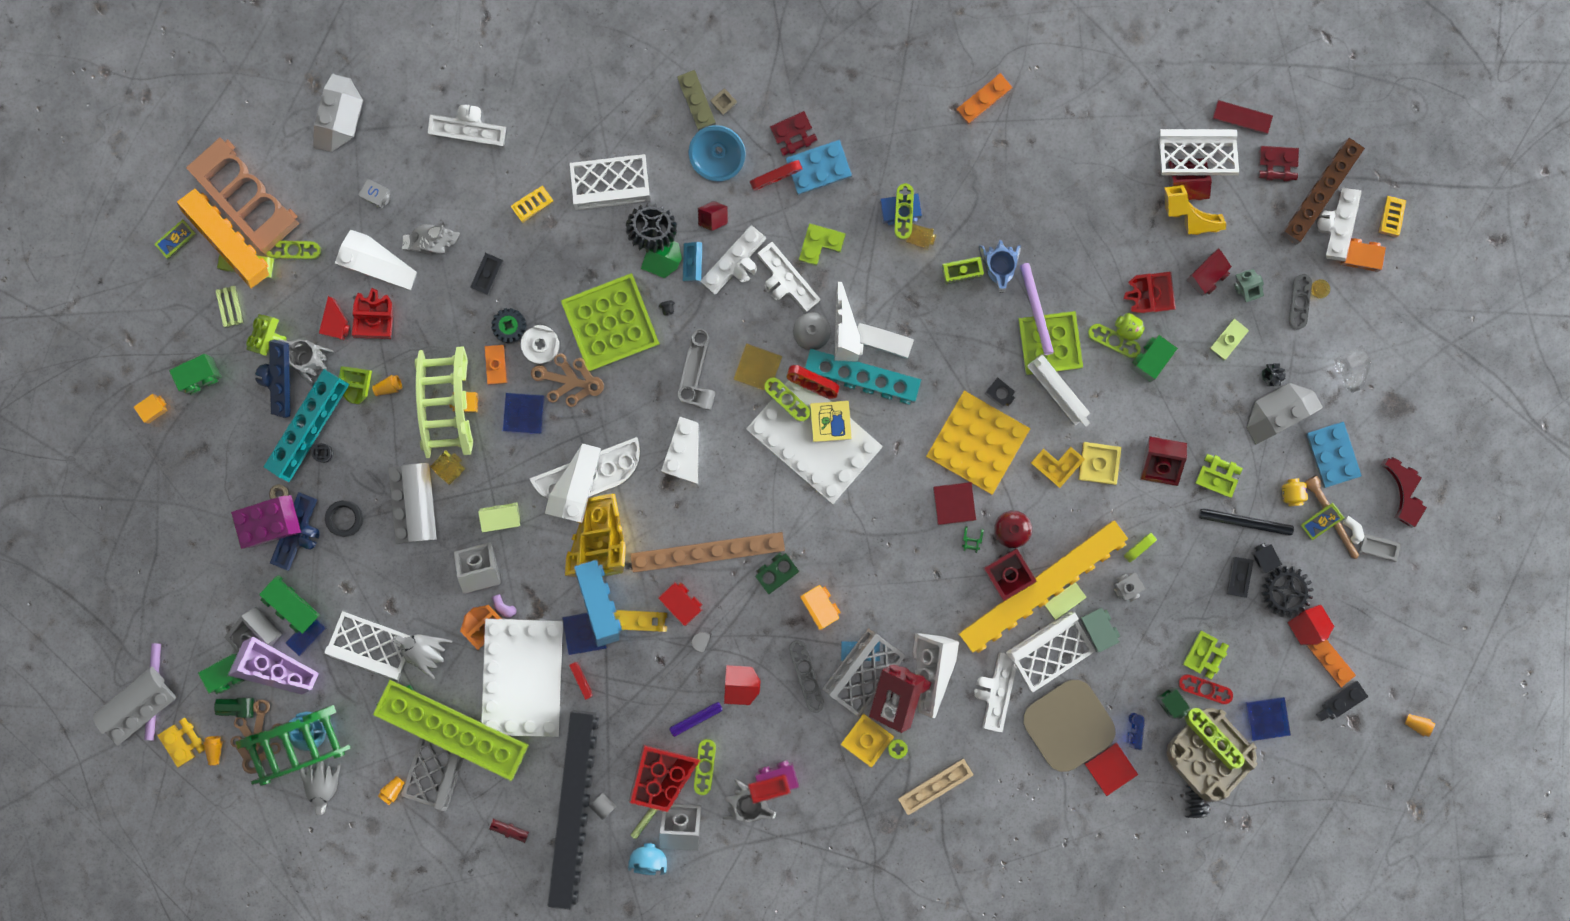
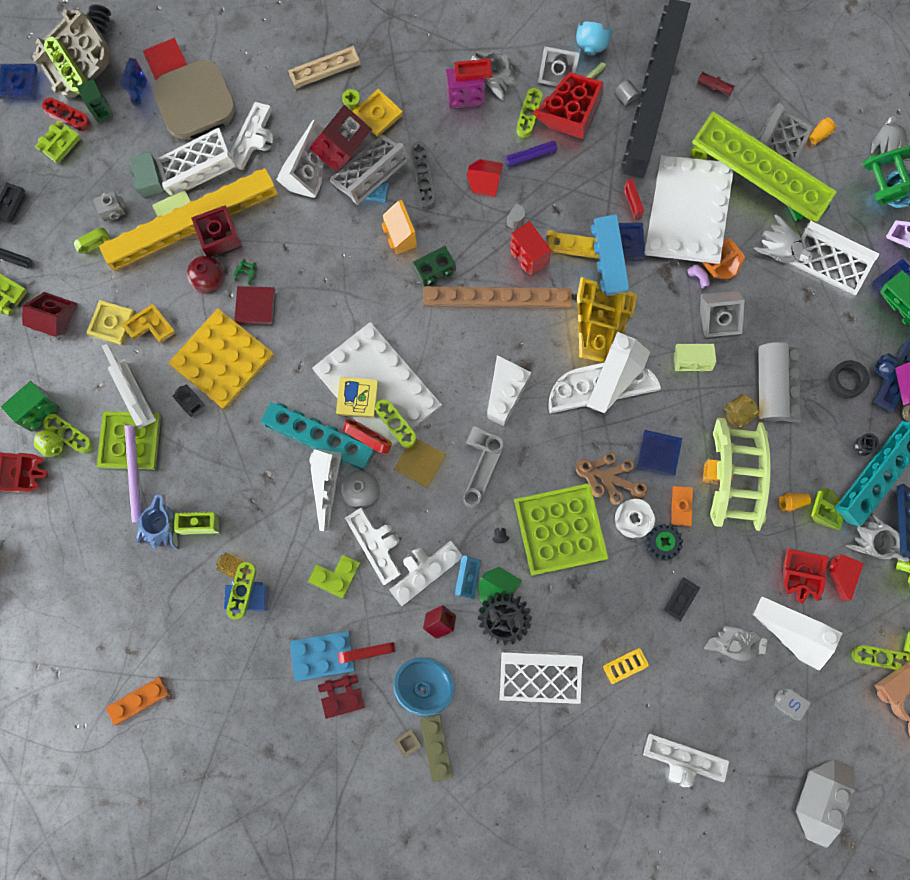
camera: 170 degrees left, 10 degrees down
(885, 340) = (287, 466): white slope -> none

